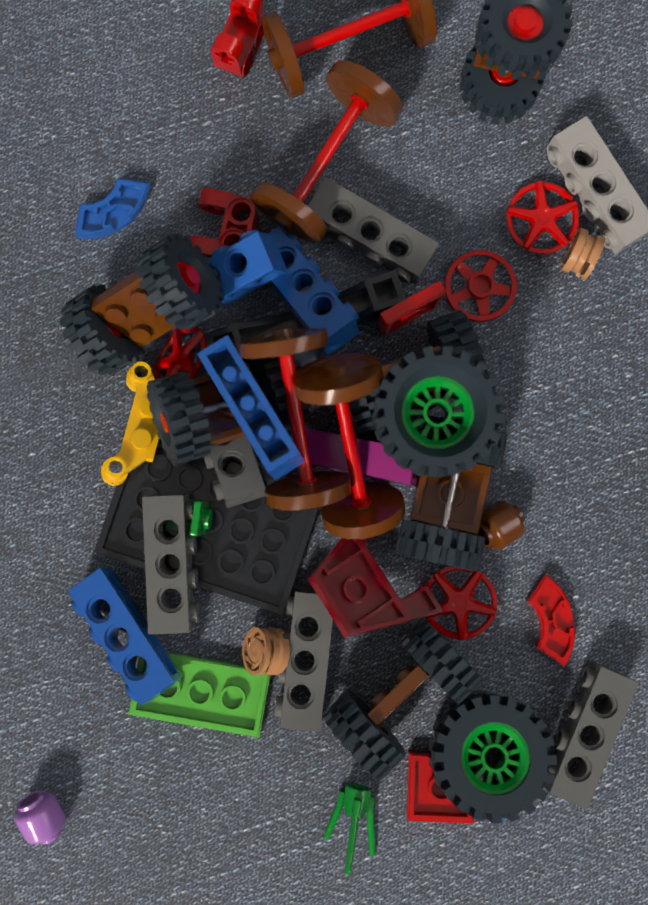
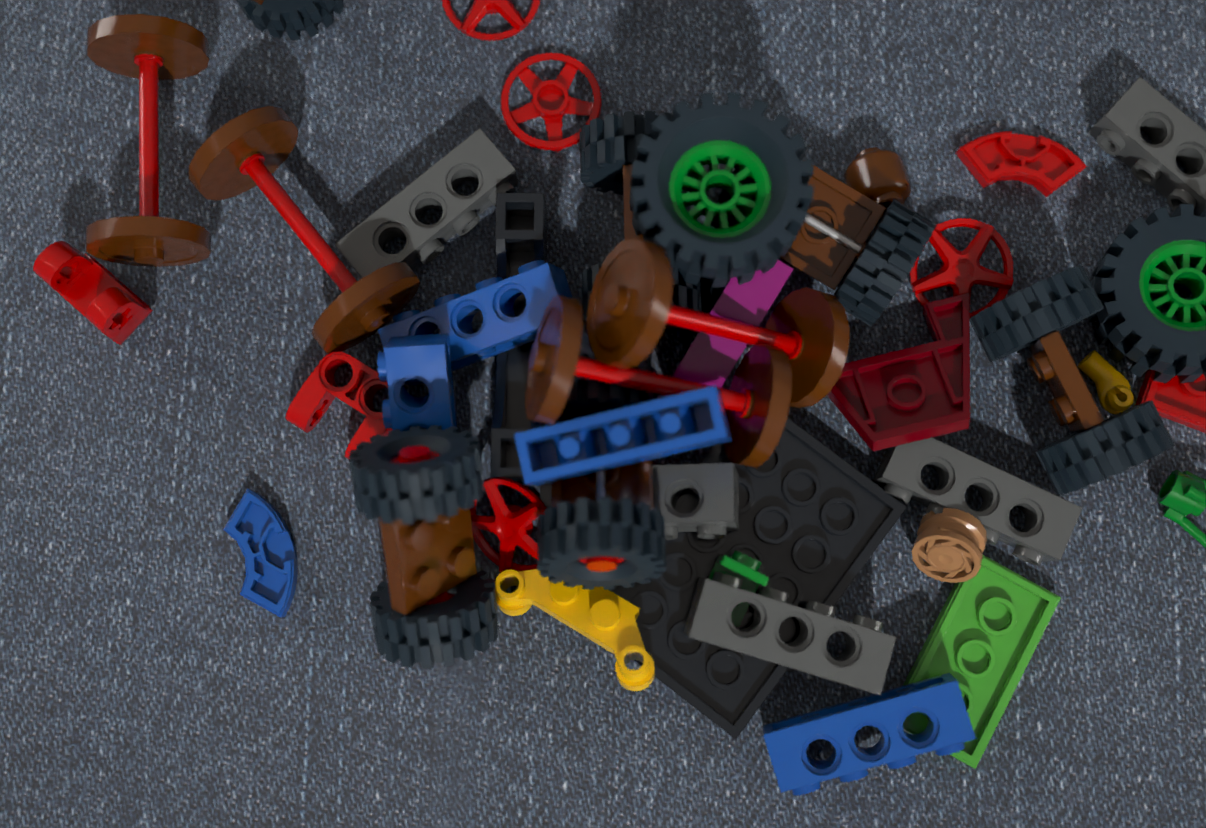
camera: 70 degrees left, 5 degrees down
(410, 308) = (554, 193): red tile -> none
(415, 729) = (1111, 386): none -> yellow arm

